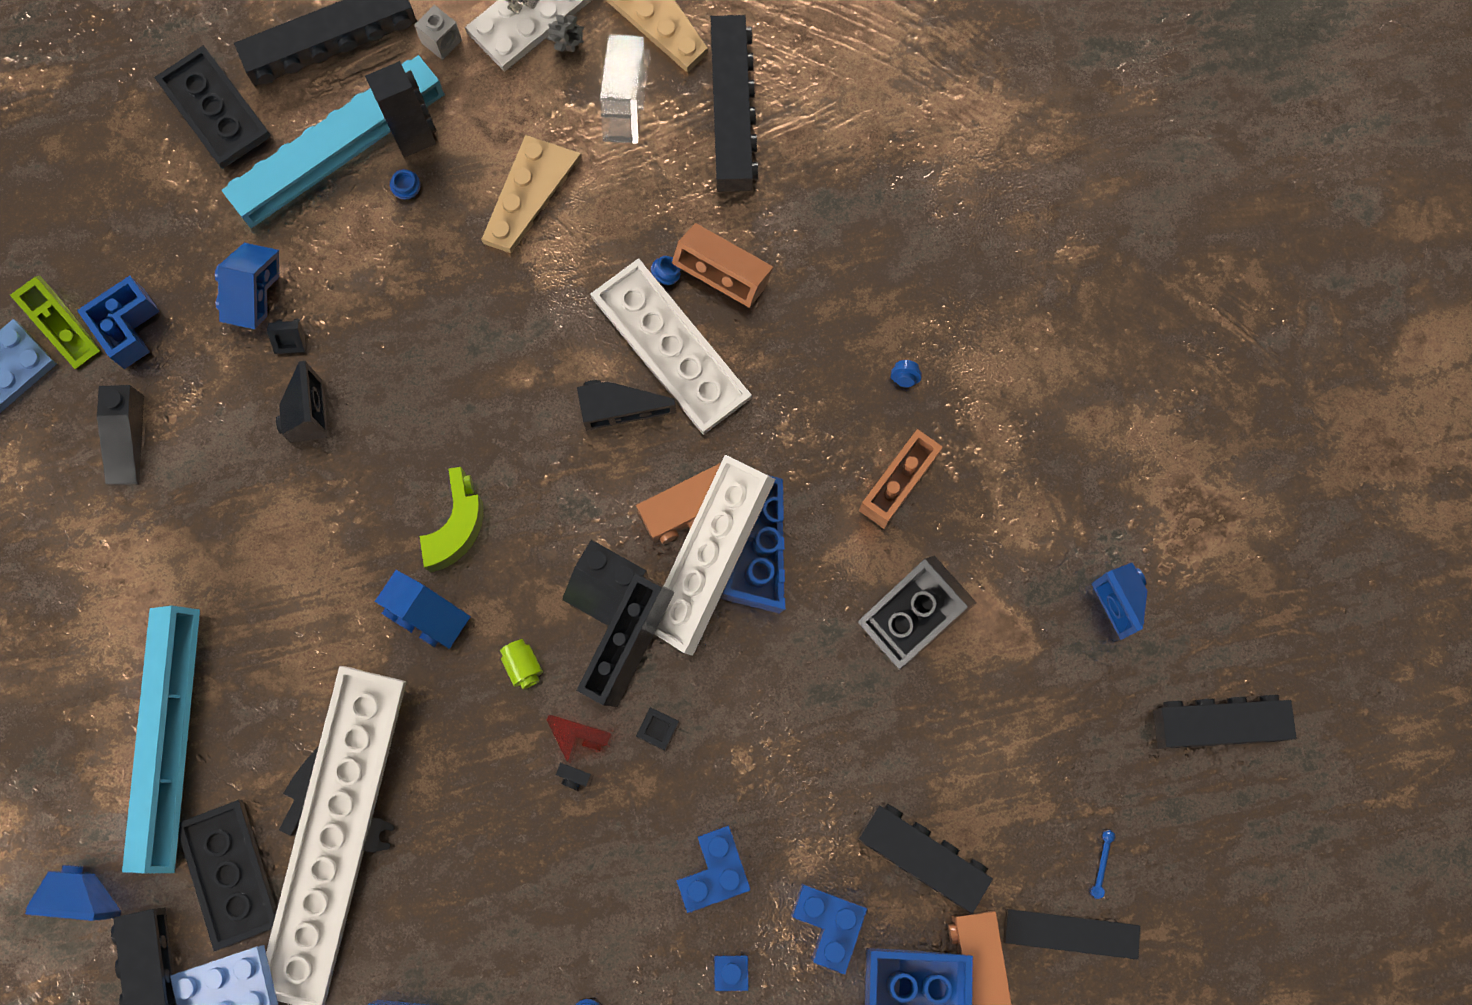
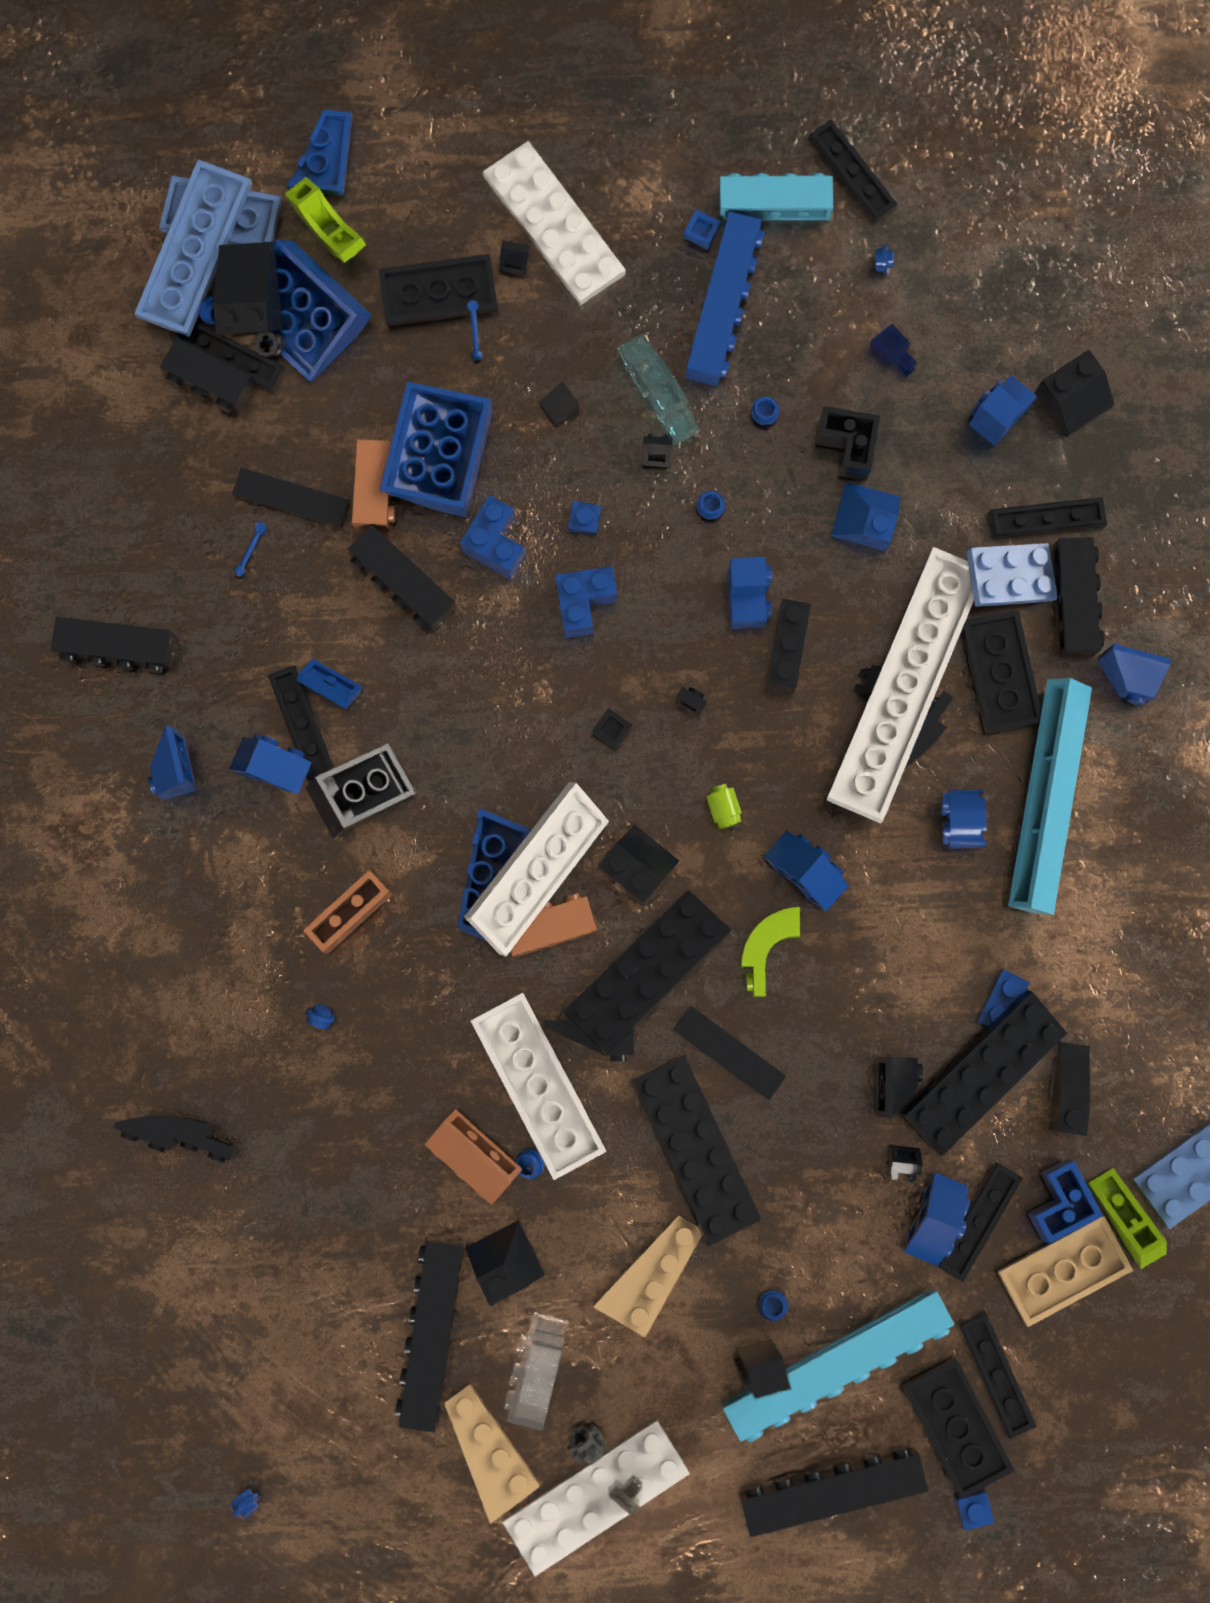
camera: 170 degrees left, 5 degrees up
(133, 248) = (1064, 1271): none -> tan plate
(179, 161) = (996, 1375): none -> black tile
(190, 39) = (975, 1510): none -> blue plate
(200, 308) = (981, 1220): none -> black tile
(200, 513) = (1003, 994): none -> blue plate
(211, 437) = (984, 1072): none -> black plate
(253, 694) = (965, 818): none -> blue brick
(438, 32) = (717, 1470): light grey brick -> none
(474, 858) = (787, 646): none -> black brick
(480, 412) = (729, 1052): none -> black tile
(501, 313) = (696, 1150): none -> black plate
(528, 910) = (746, 592): none -> blue brick
(568, 734) = (690, 739): clear red slope -> none
(575, 473) = (647, 972): none -> black plate
(625, 641) = (626, 806): black brick -> none
(673, 176) = (504, 1262): none -> black slope
(977, 722) = (329, 683): none -> blue plate
(997, 675) = (301, 720): none -> black tile
(1019, 614) = (265, 762): none -> blue brick
(1032, 241) = (166, 1130): none -> black slope

